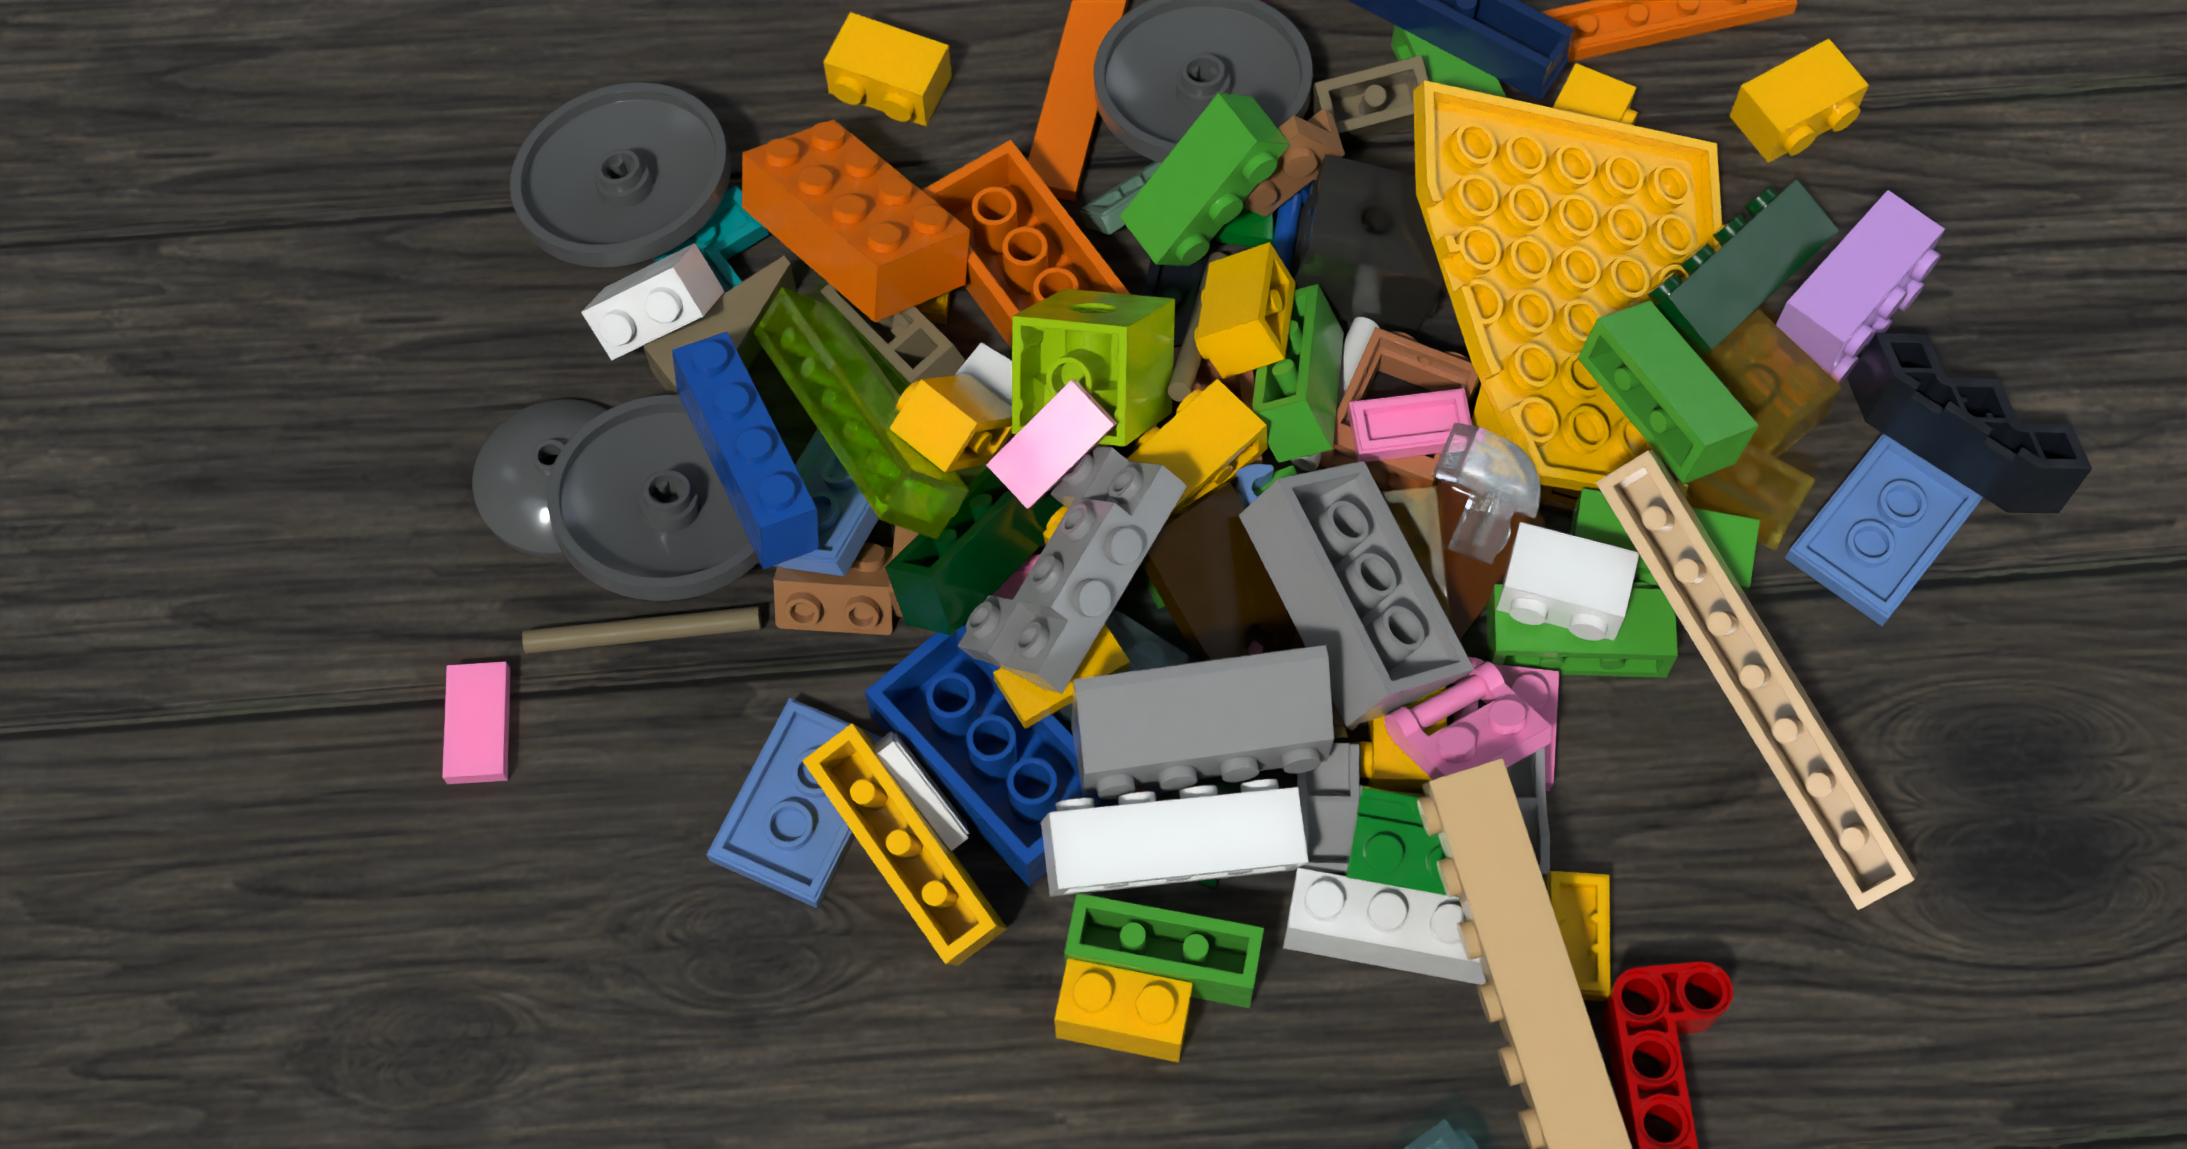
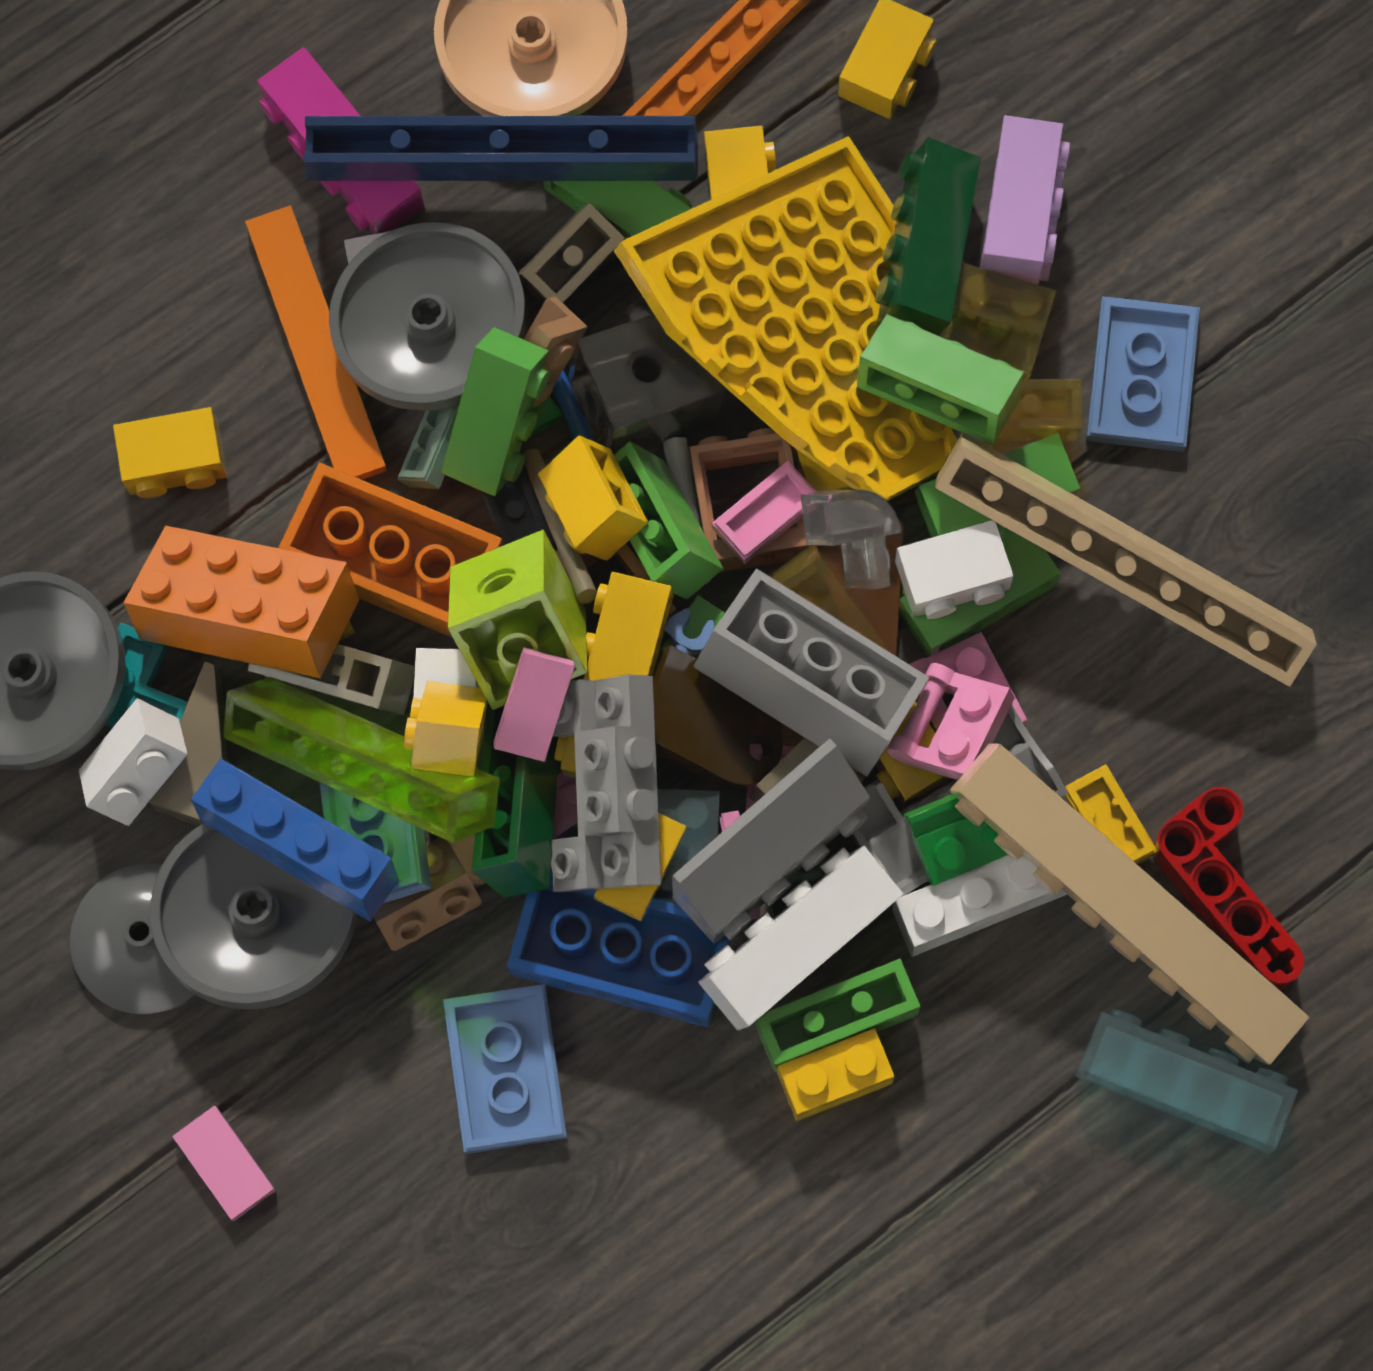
camera: 30 degrees left, 10 degrees up
(641, 630) = (295, 1017): dark tan bar -> none
(904, 846) = (609, 1057): yellow brick -> none
(922, 790) = (592, 1009): white tile -> none
(1966, 427) = (1158, 264): black brick -> none

